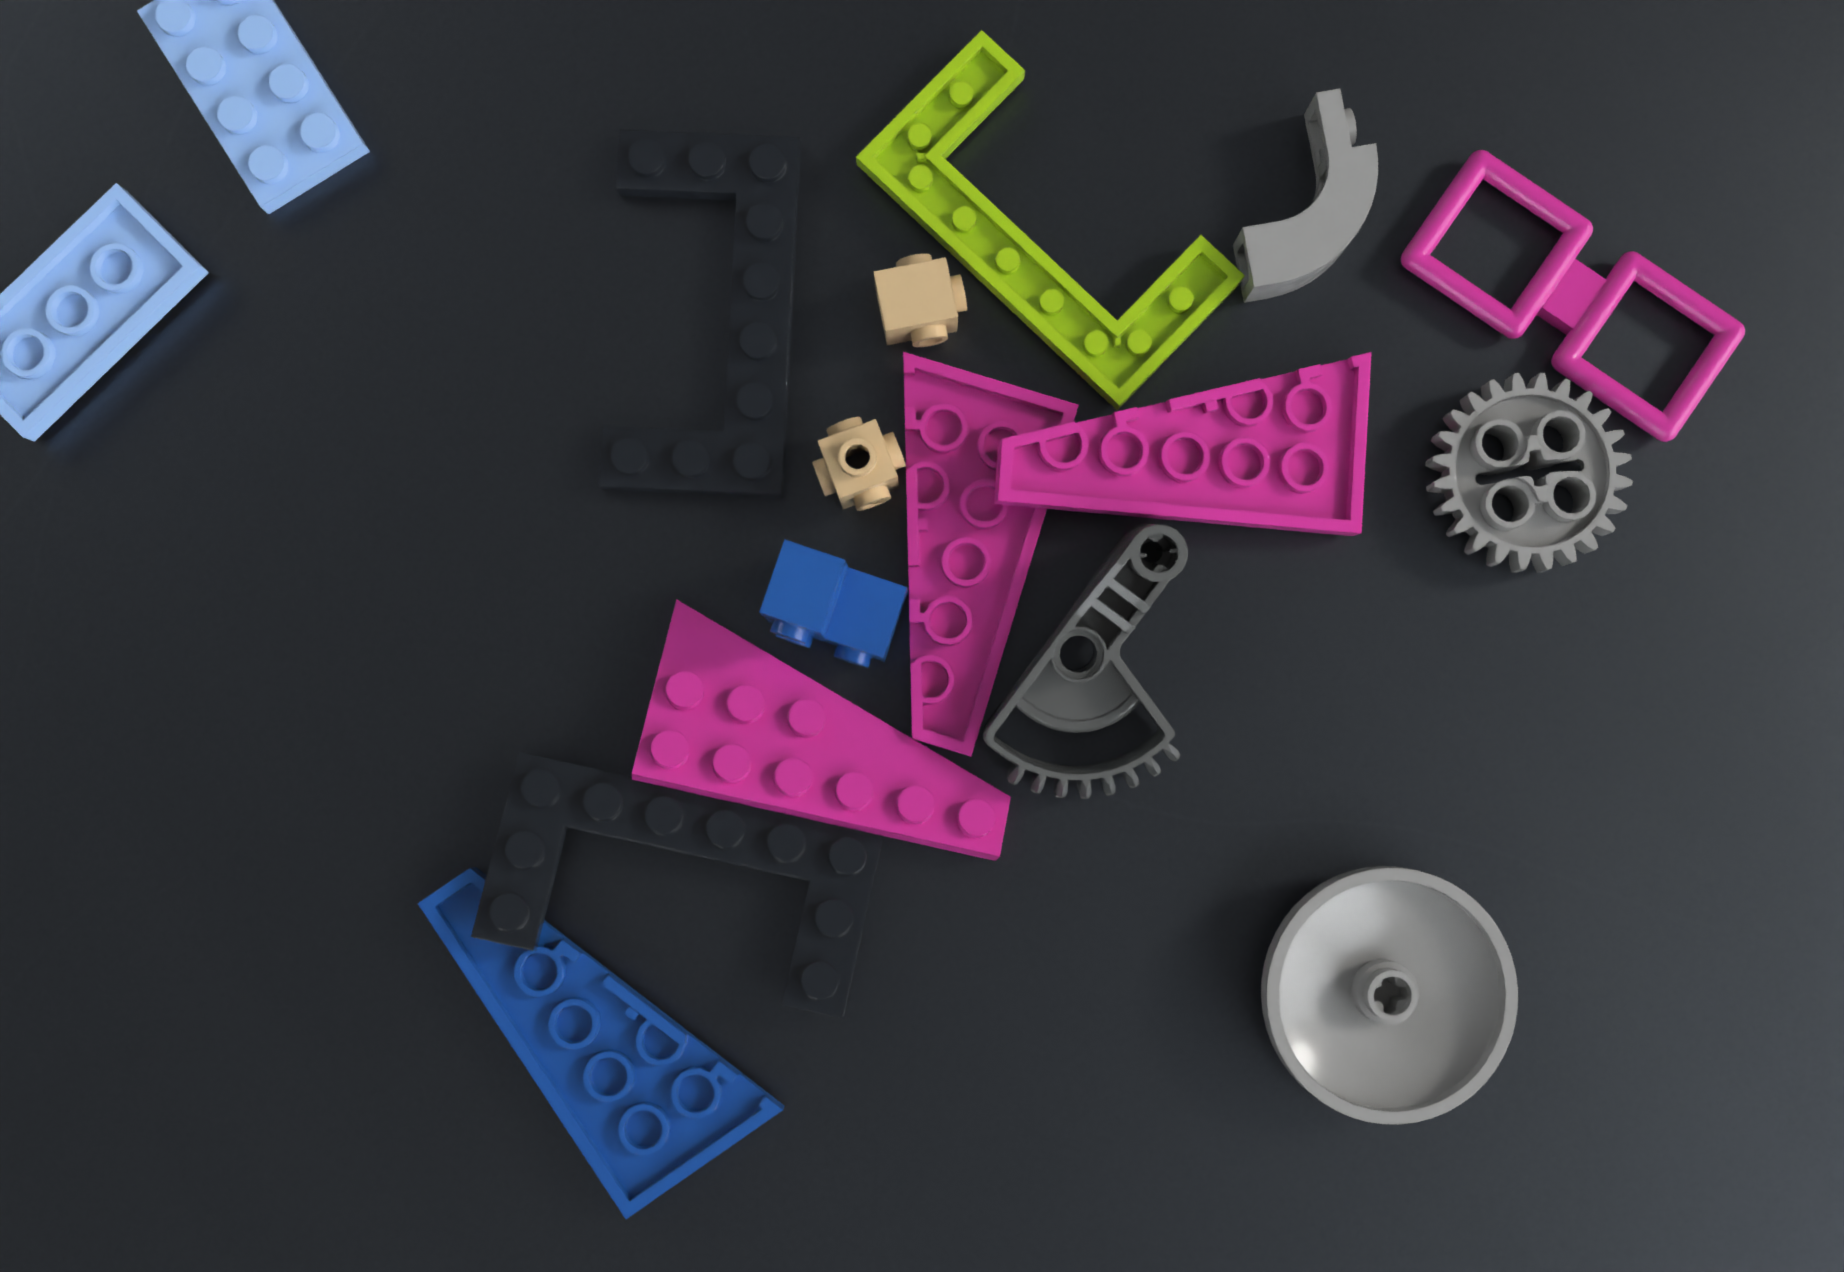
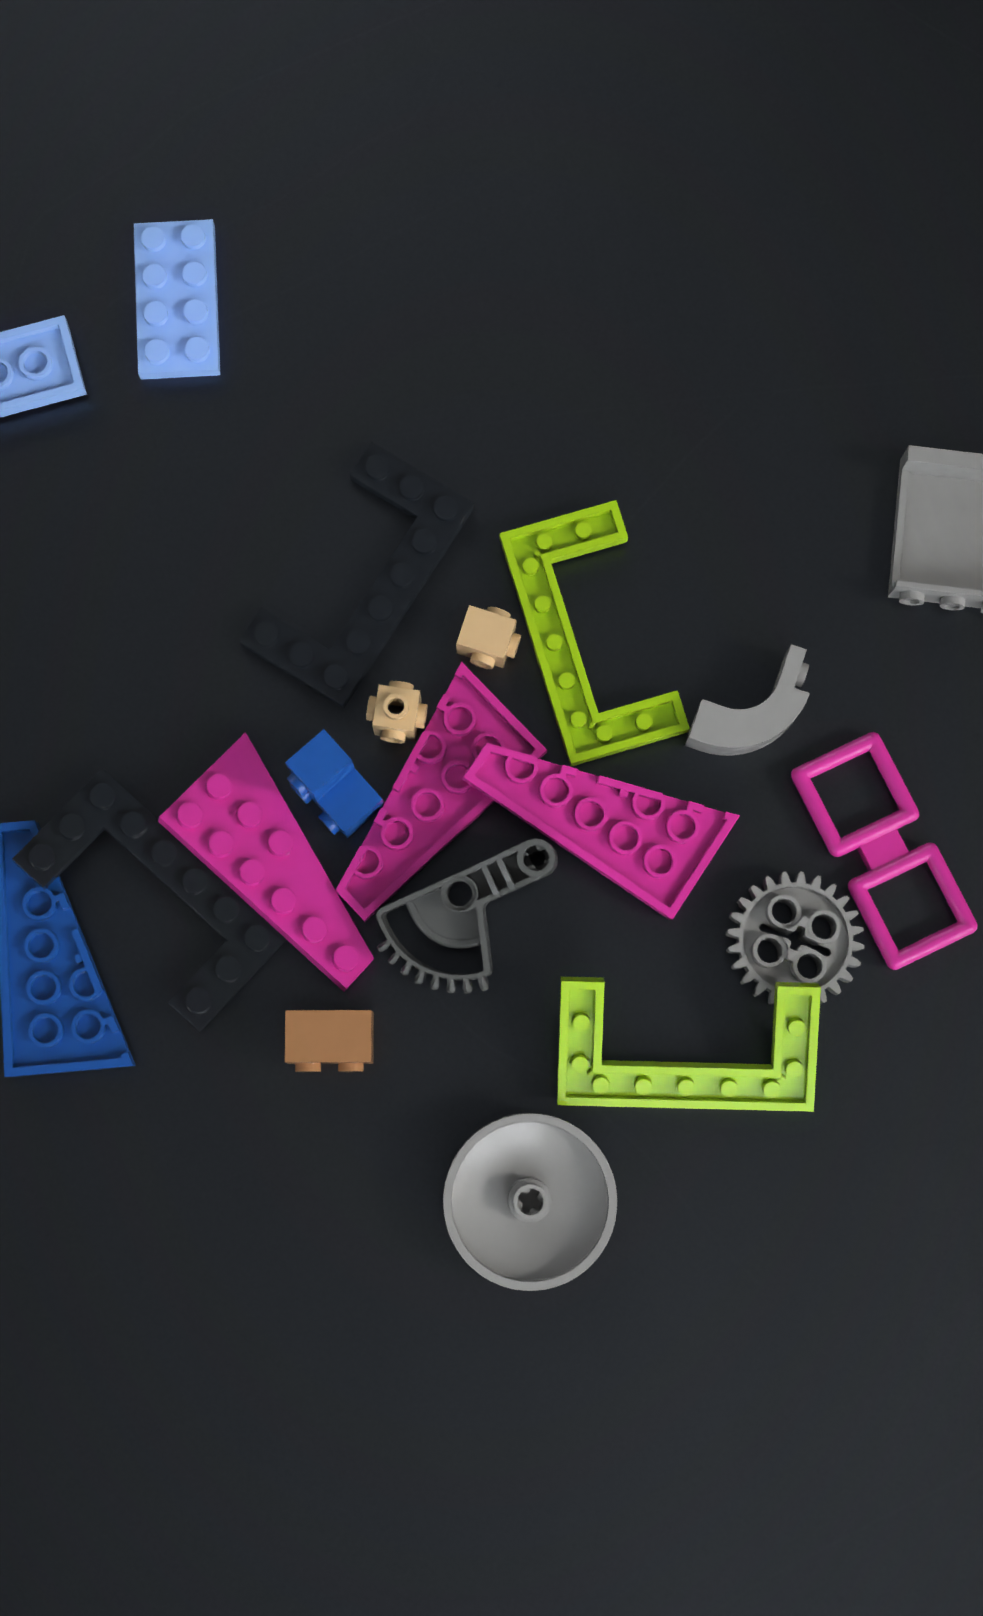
camera: 25 degrees right, 5 degrees down
(1014, 932) = (329, 1038): none -> medium nougat brick
(1619, 664) = (777, 1086): none -> lime plate

